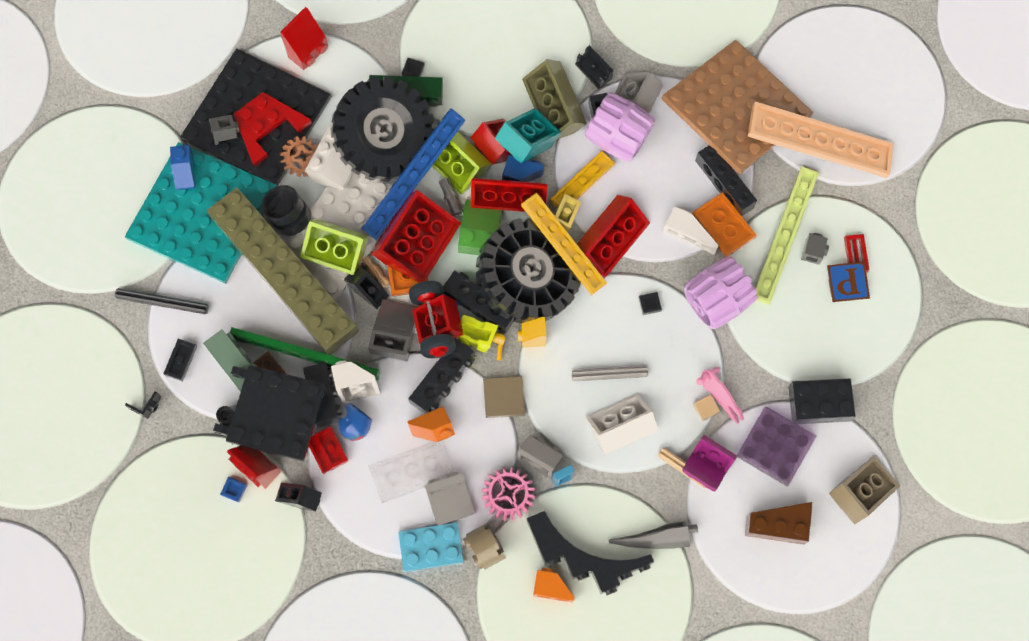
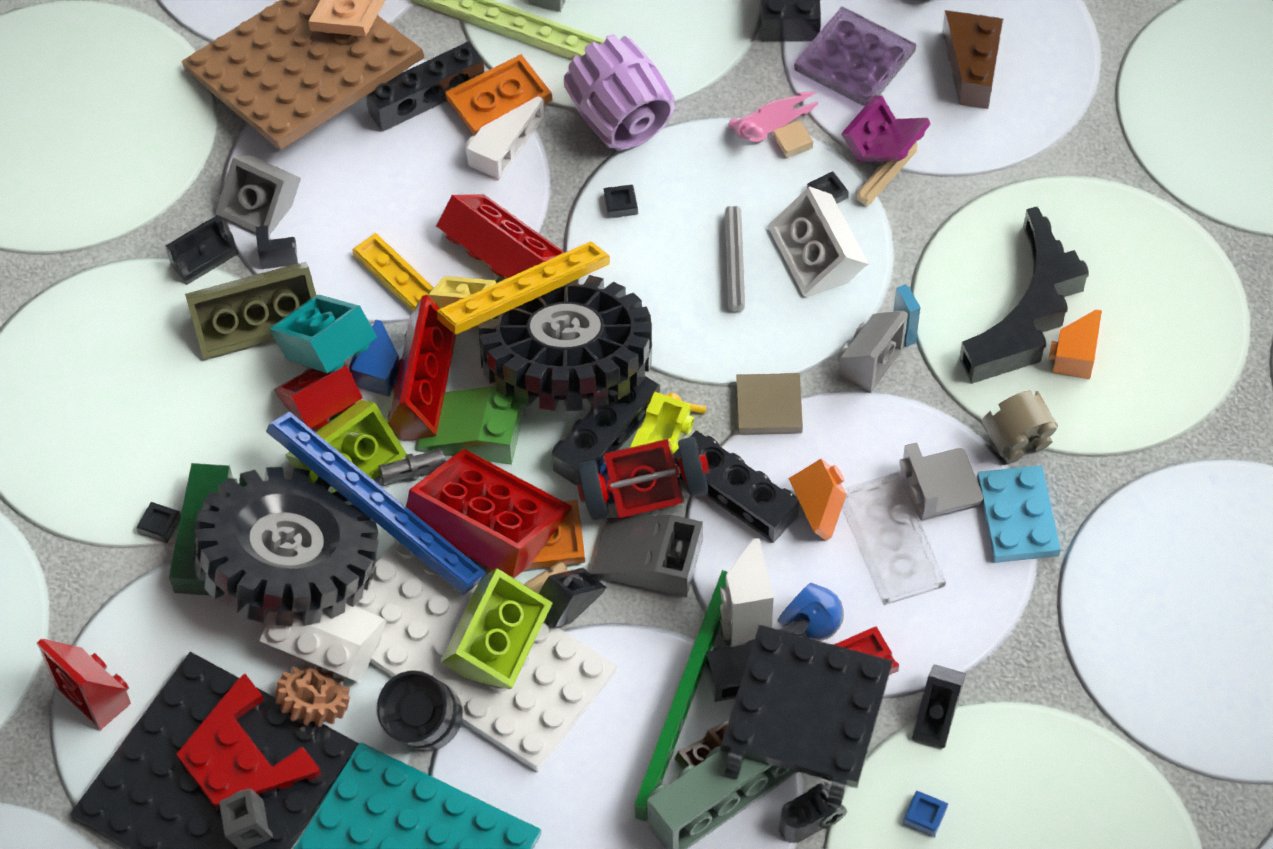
camera: 85 degrees left, 15 degrees down
(254, 465) = (892, 763): red slope -> none
(283, 271) = (532, 718): olive brick -> none
(516, 489) = (927, 408): bright pink gear -> none
(533, 333) = (667, 345): yellow slope -> none
(619, 127) = (325, 205): lavender wheel -> none
(664, 537) = (994, 203): piece -> none
(667, 430) = (830, 184): none -> black tile

